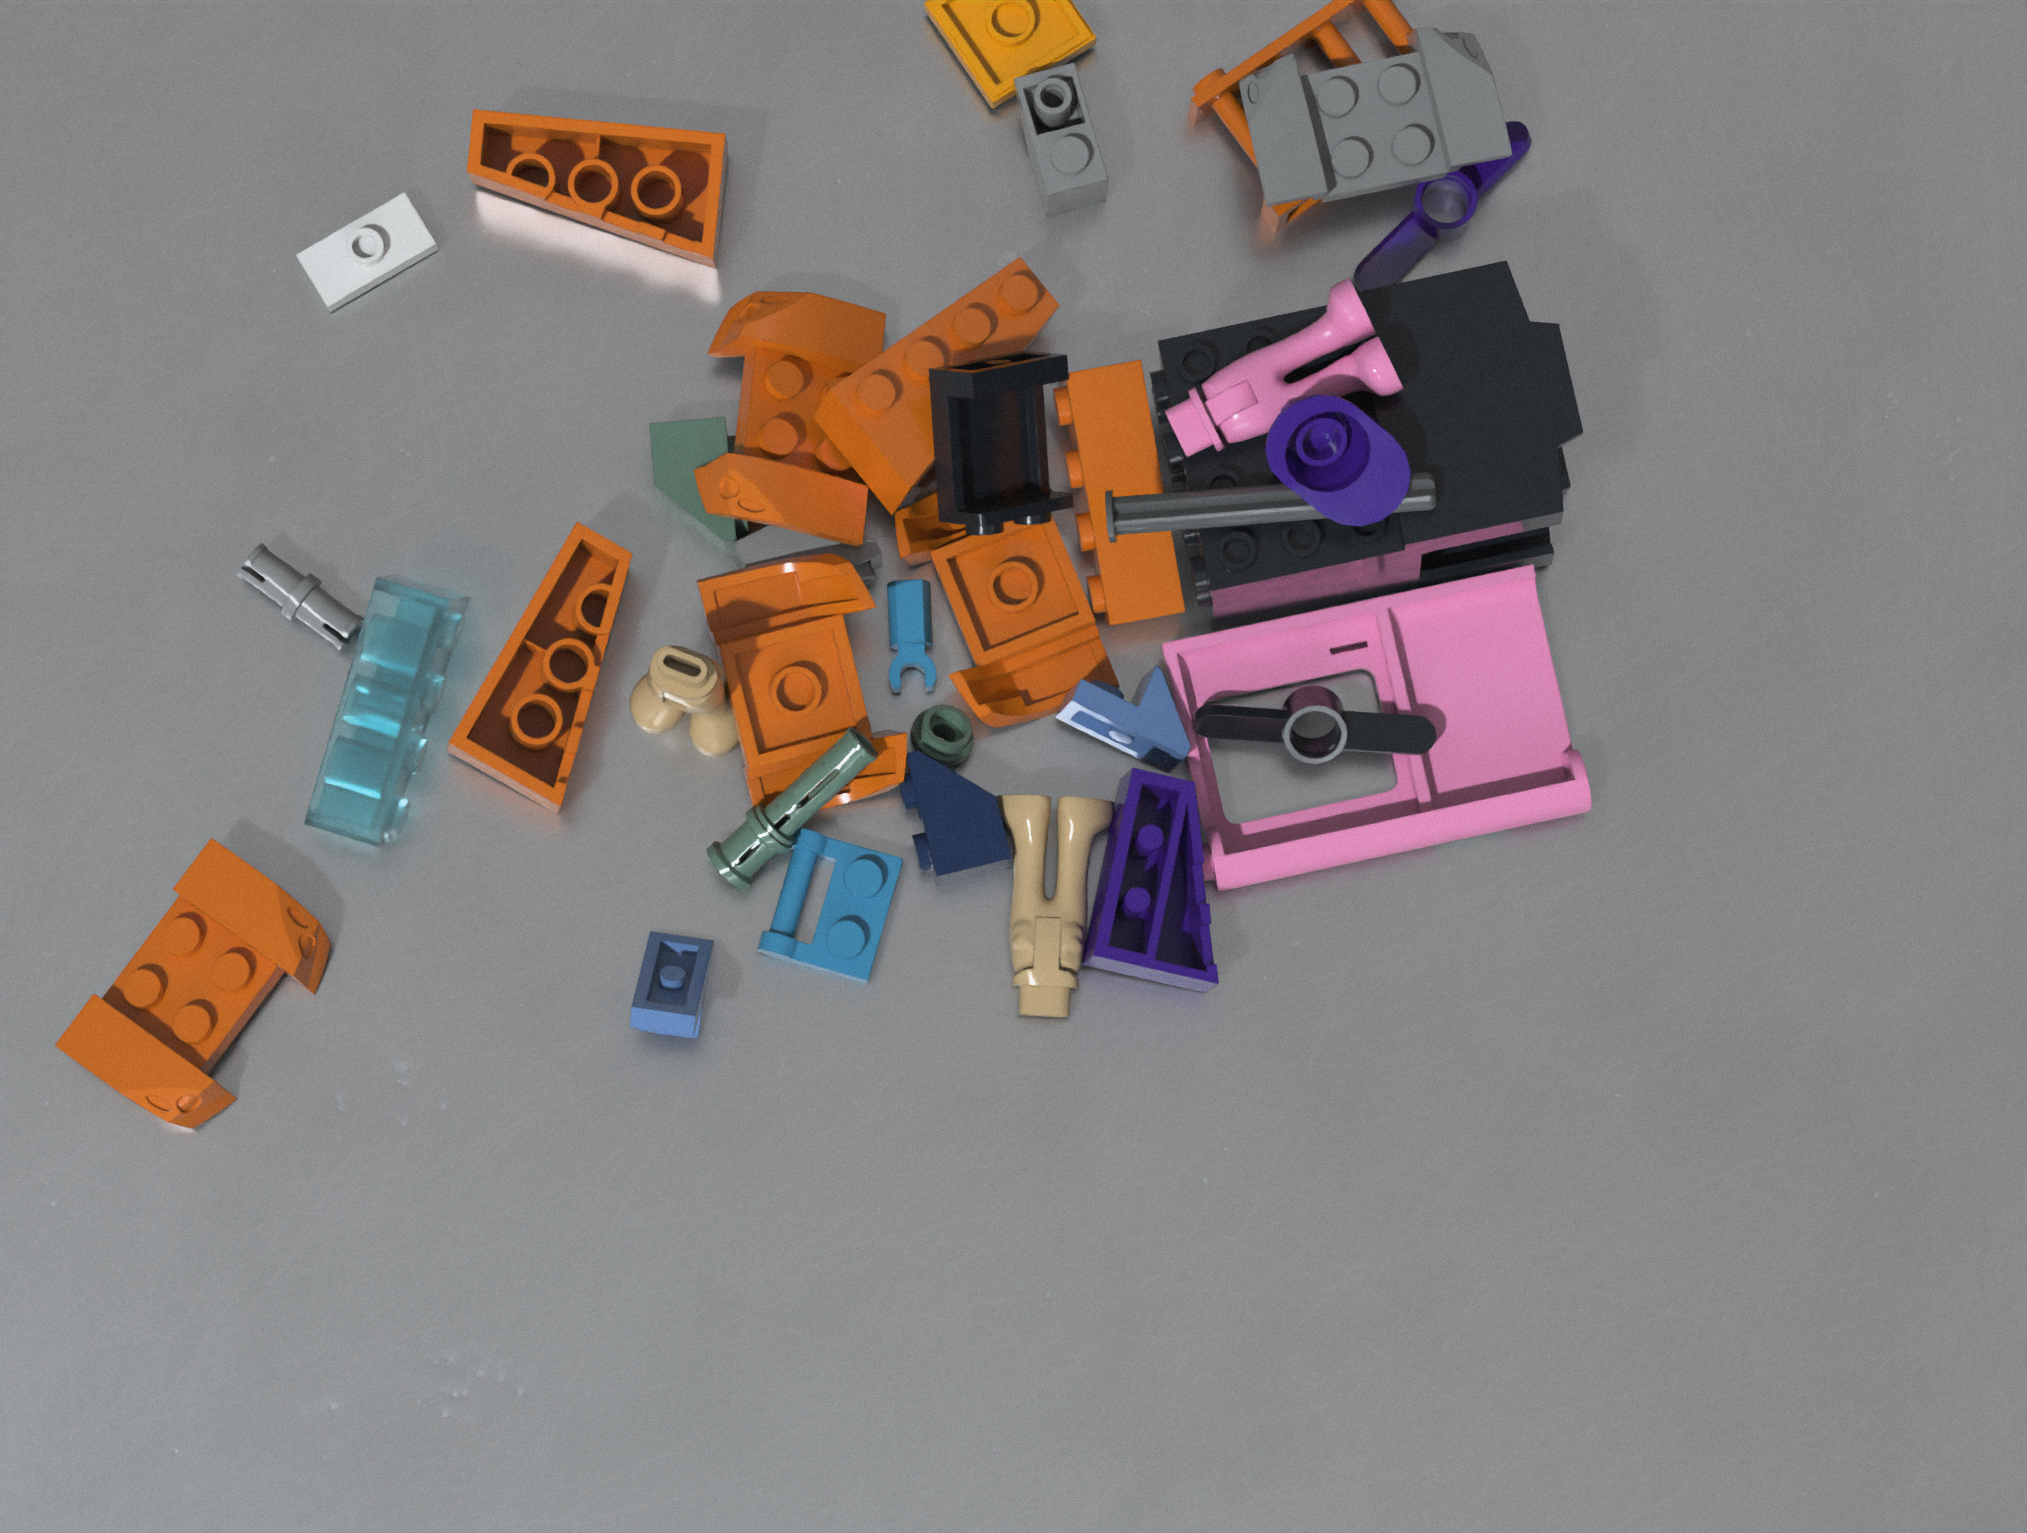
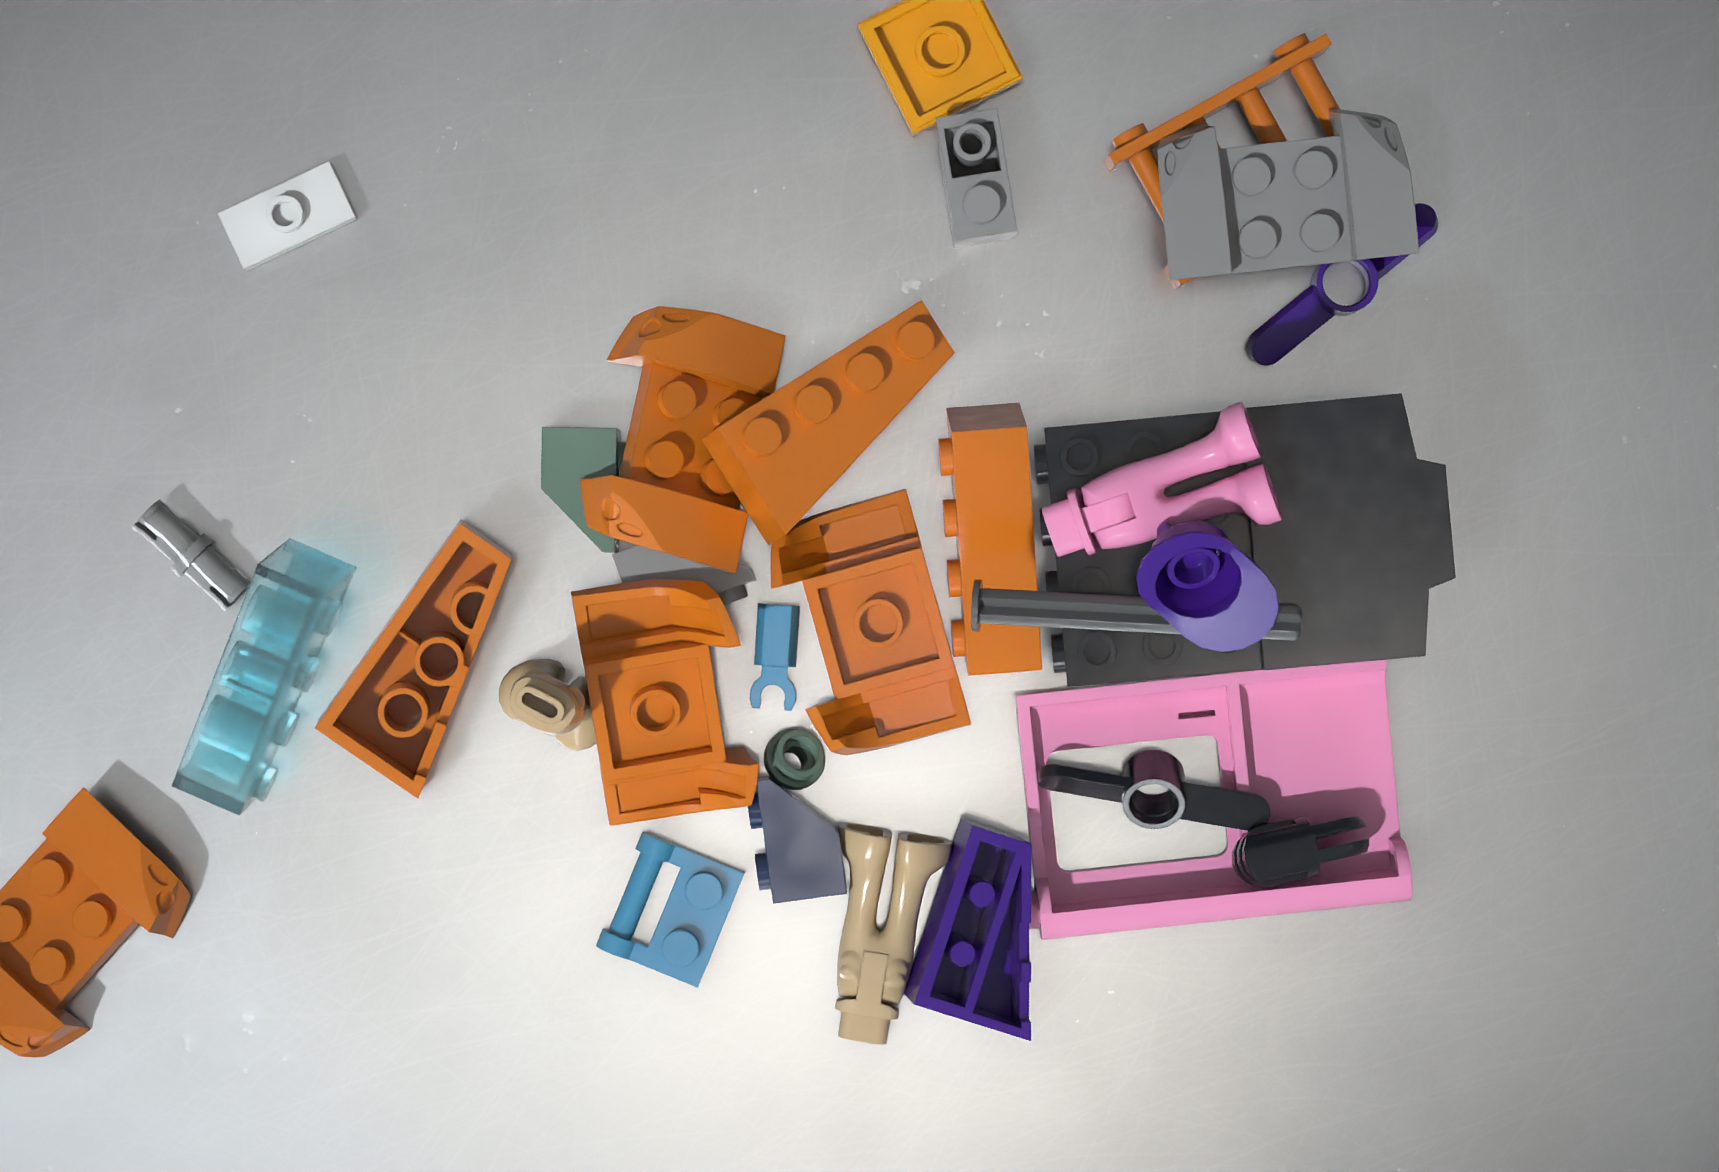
camera: 15 degrees right, 10 degrees up
(615, 176) = (547, 176): orange wedge -> none
(672, 985) = (509, 976): medium blue slope -> none
(765, 829) = (621, 834): sand green pin -> none
(994, 441) = (875, 490): black panel -> none
(1144, 728) = (990, 772): medium blue slope -> none
(1468, 764) = (1289, 850): none -> black arm

